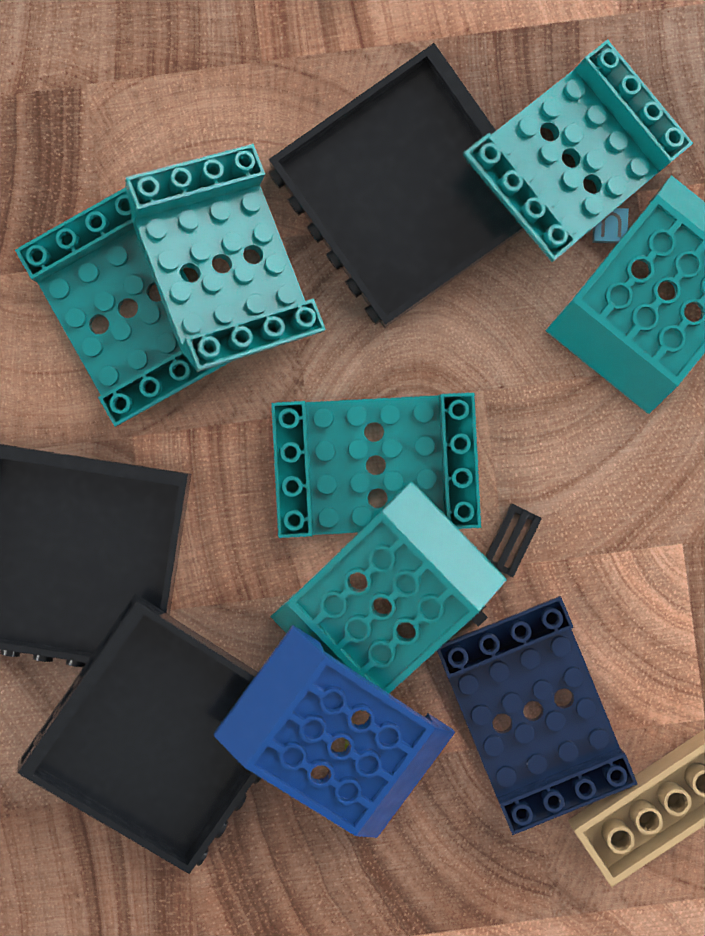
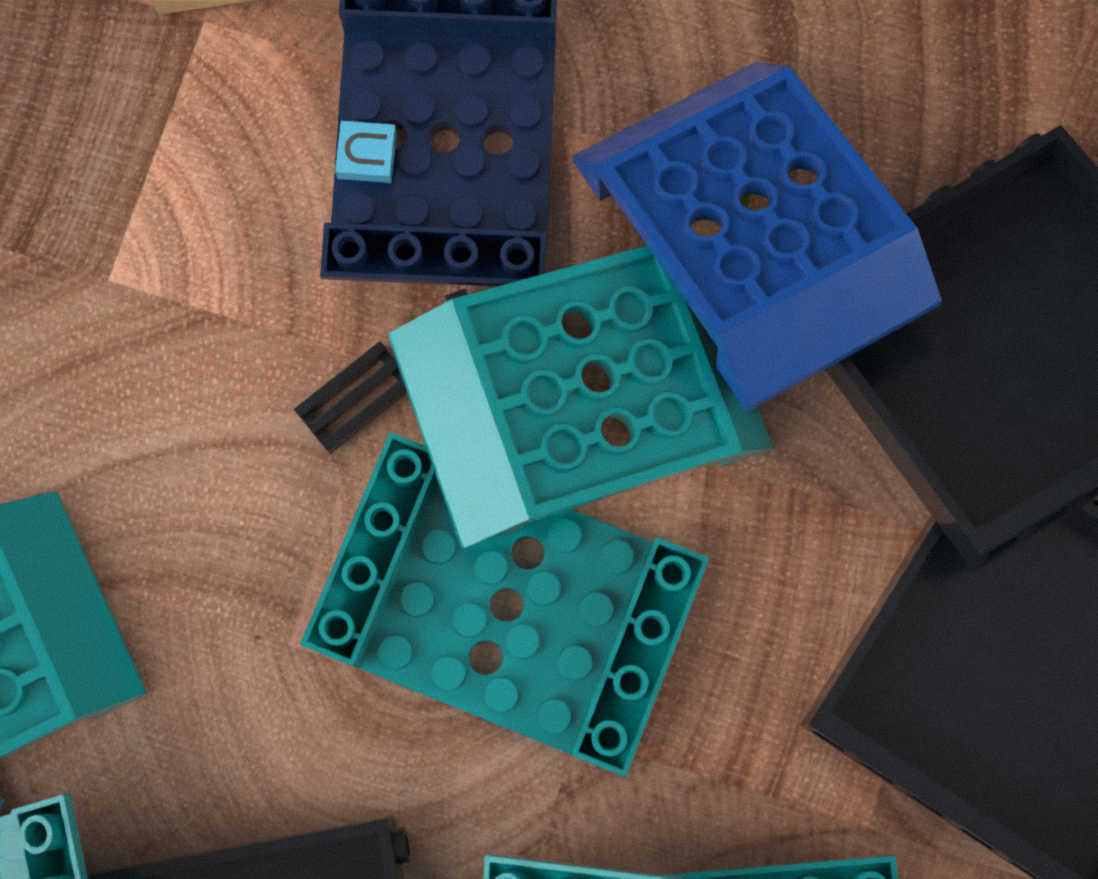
camera: 150 degrees left, 10 degrees down
(571, 680) = (366, 151): none -> medium azure tile

